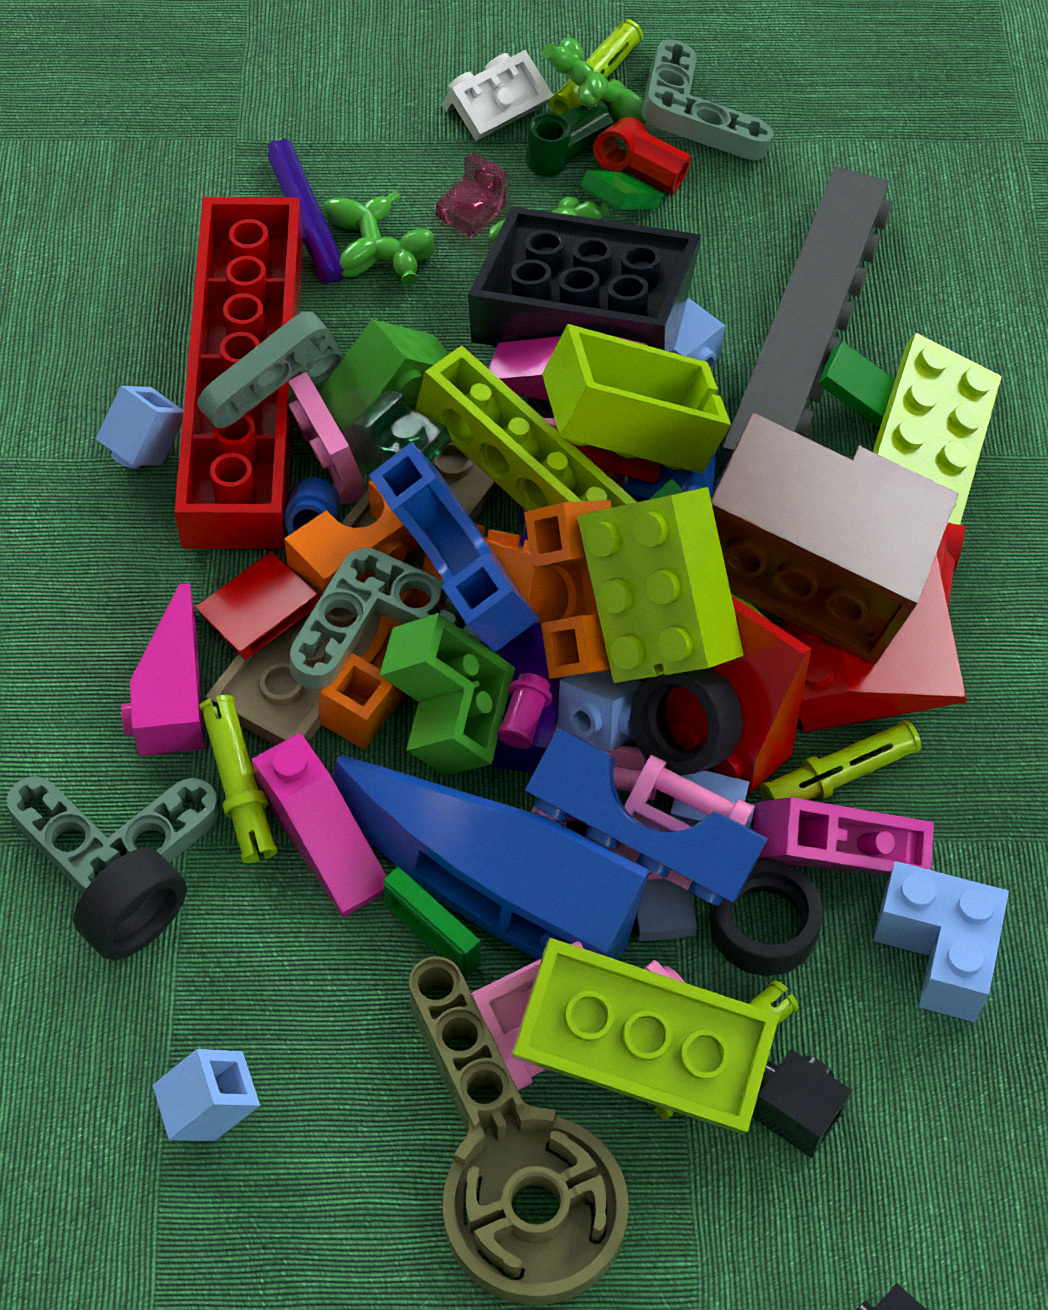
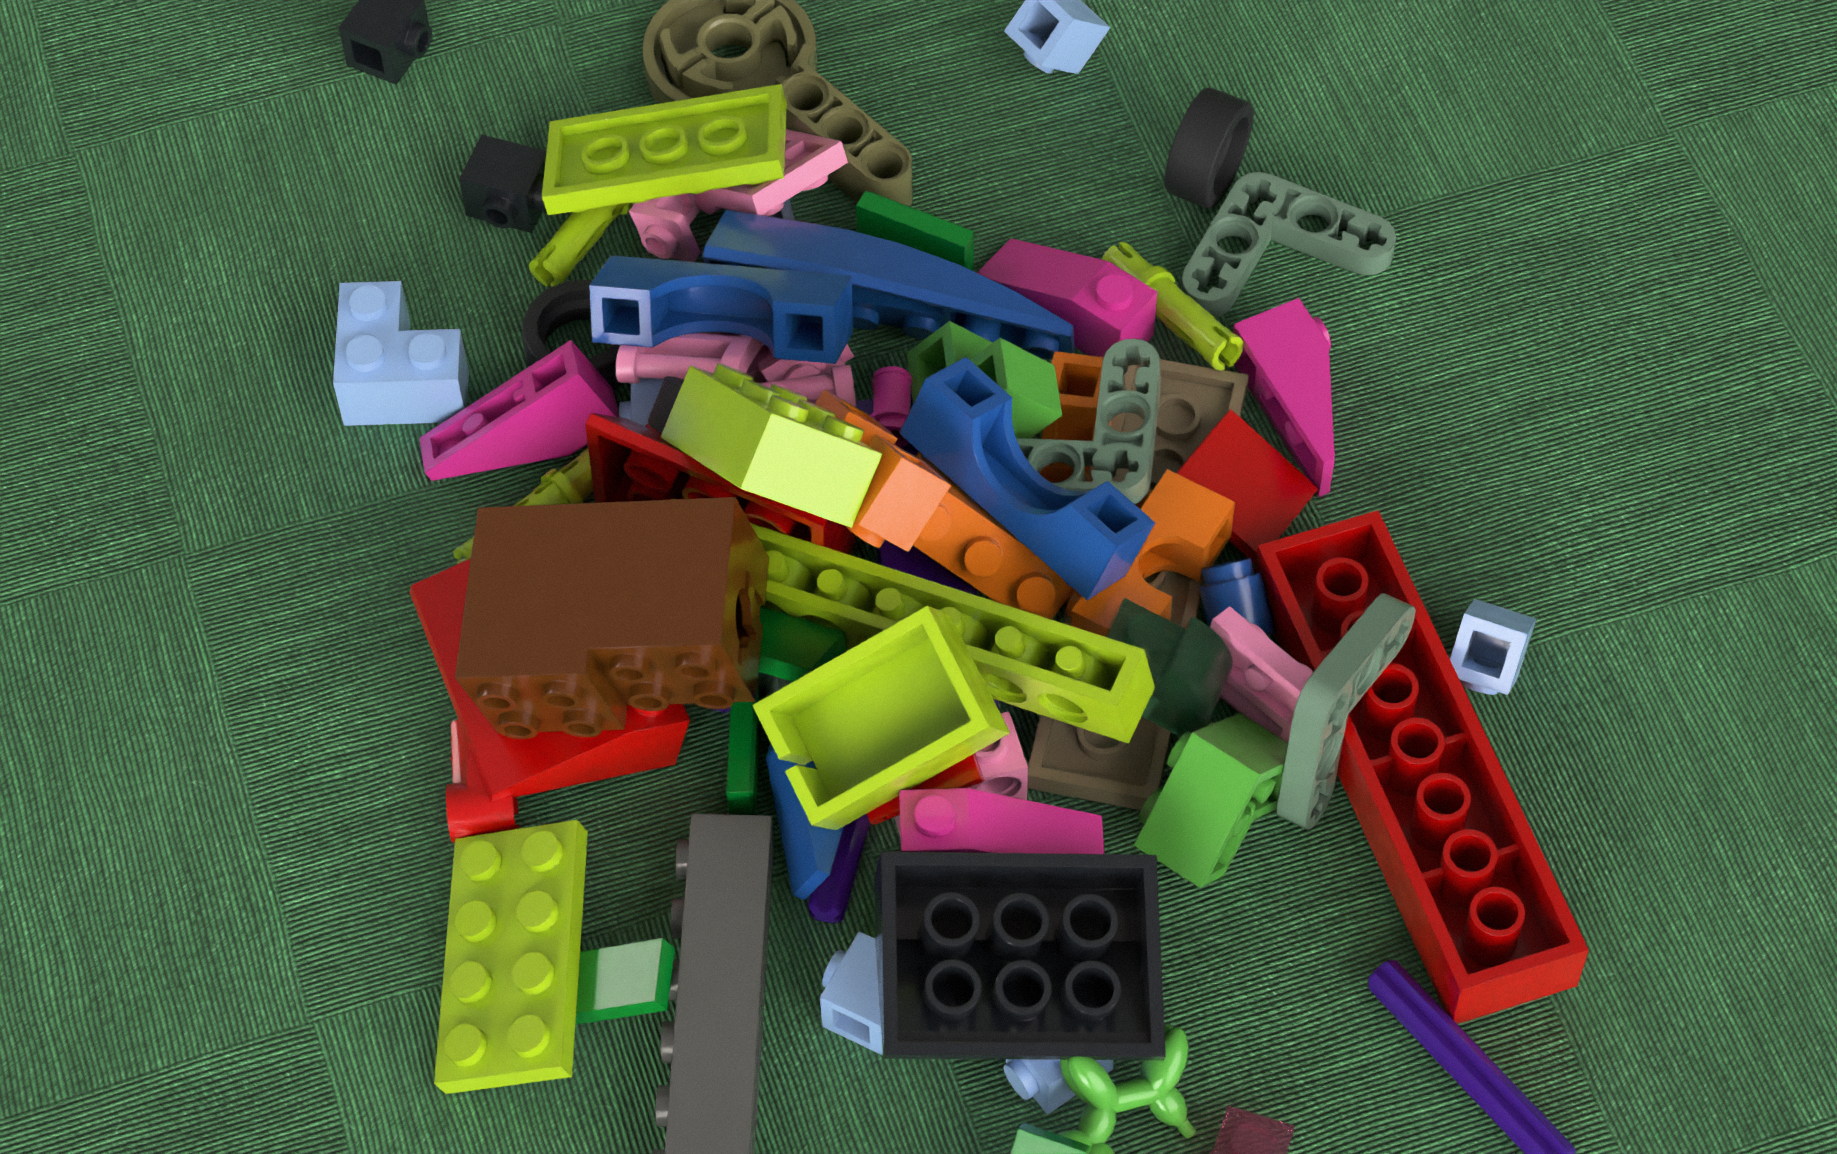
camera: 165 degrees right, 0 degrees up
(361, 254) = (1380, 1075): bright green piece -> none

